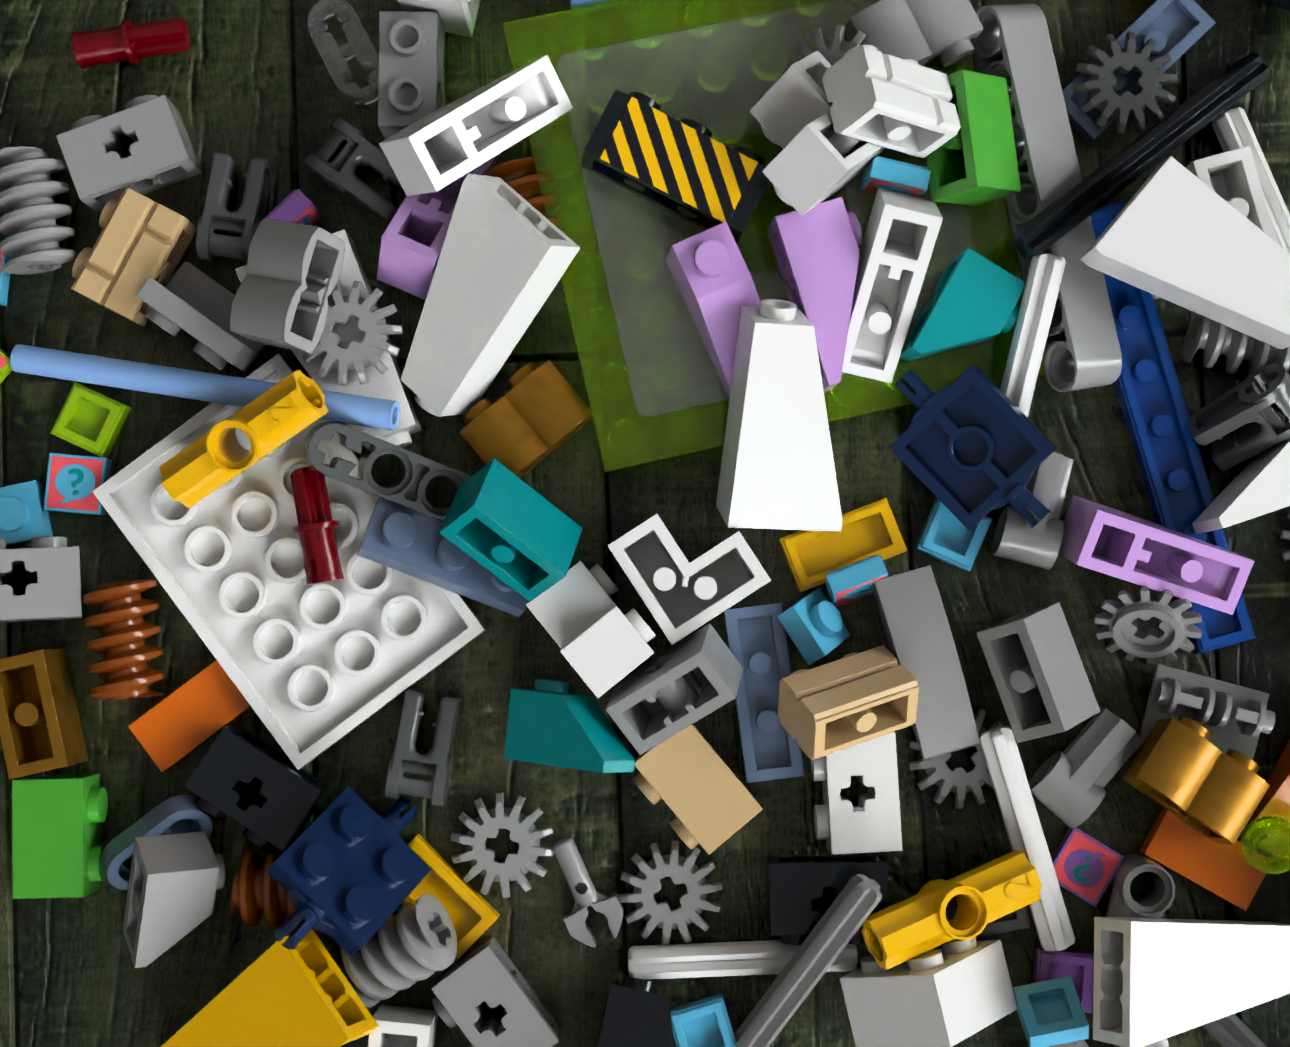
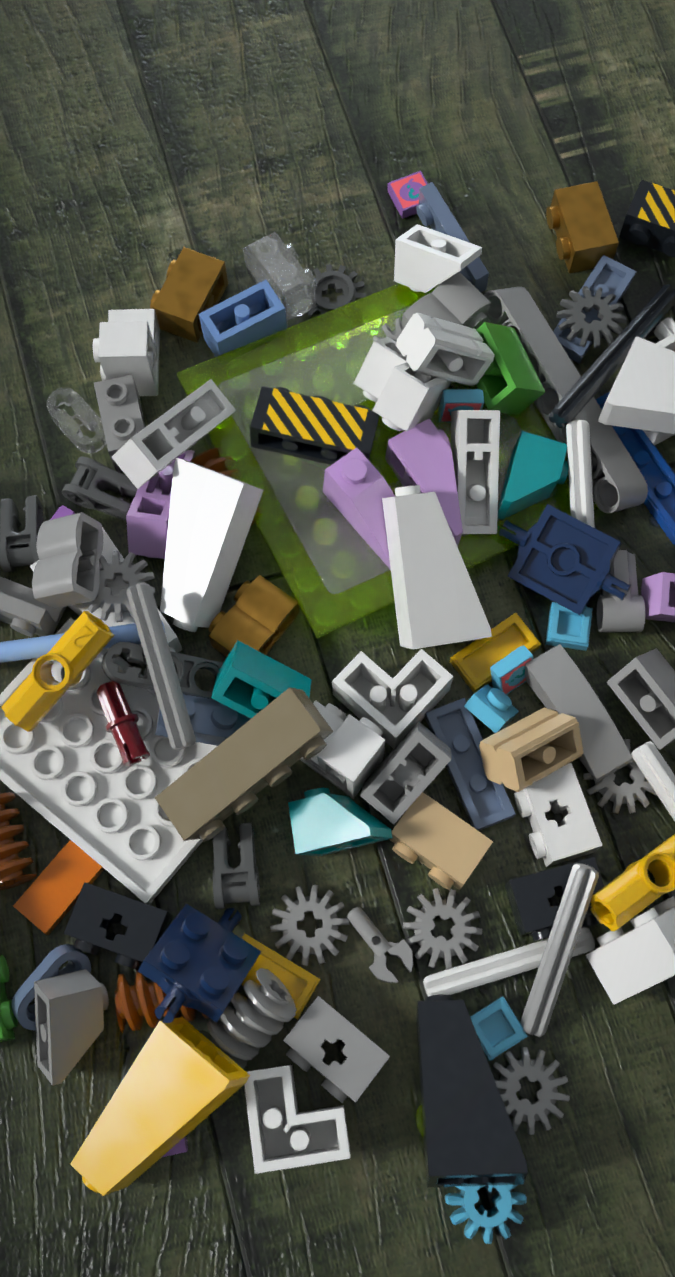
camera: 10 degrees left, 15 degrees down
(381, 470) = (161, 666): none -> light grey axle
(464, 634) = (244, 765): none -> dark tan brick

